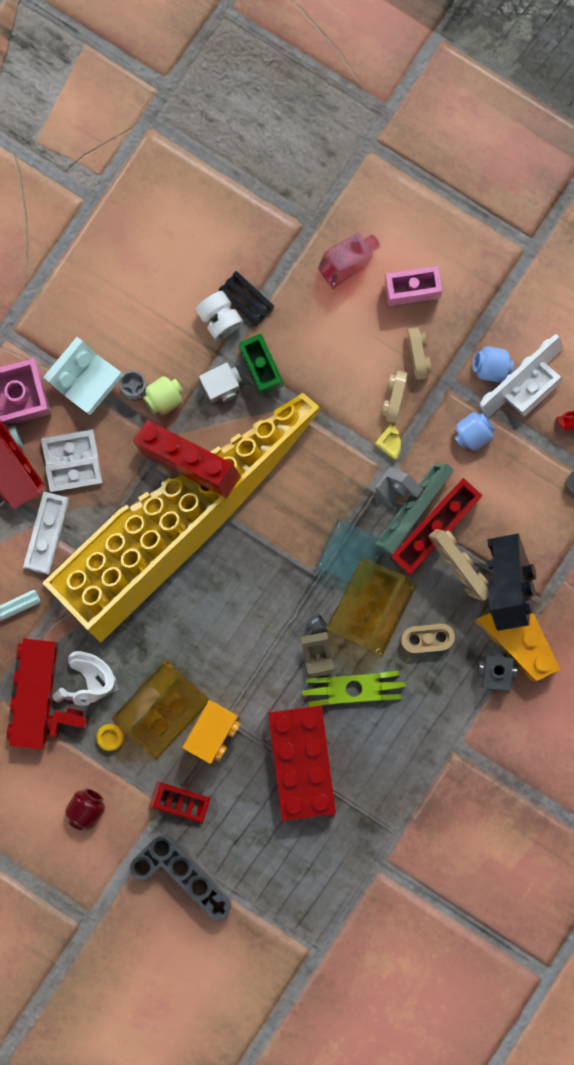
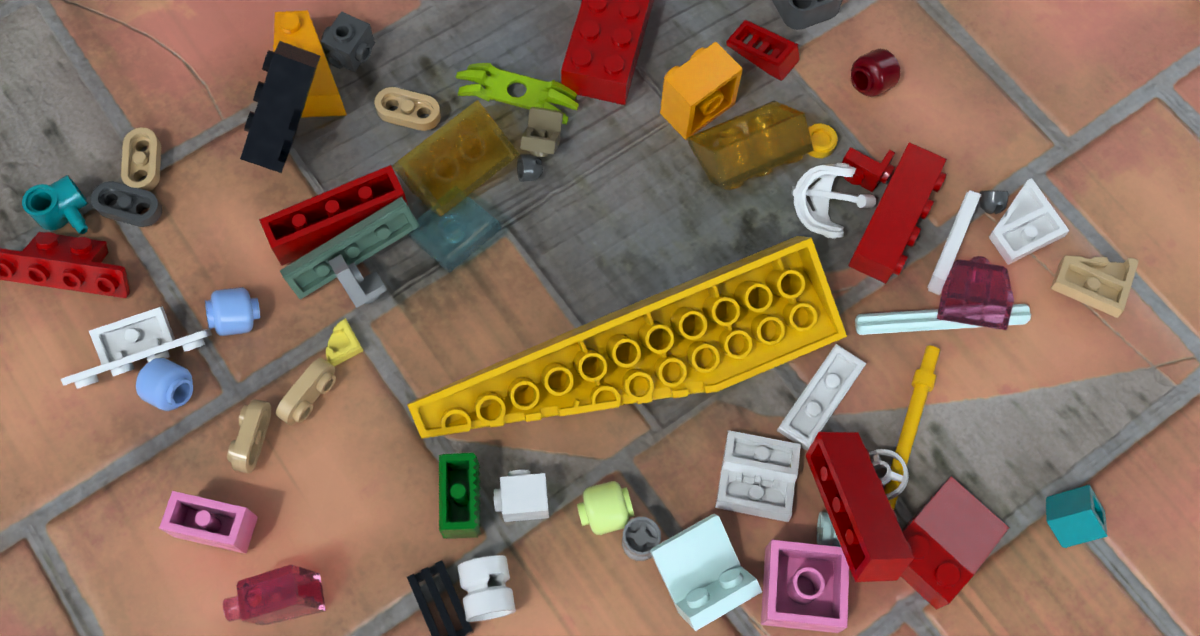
camera: 165 degrees left, 15 degrees down
(187, 458) = (608, 404): red brick -> none
(475, 583) = (325, 147): tan wing -> none

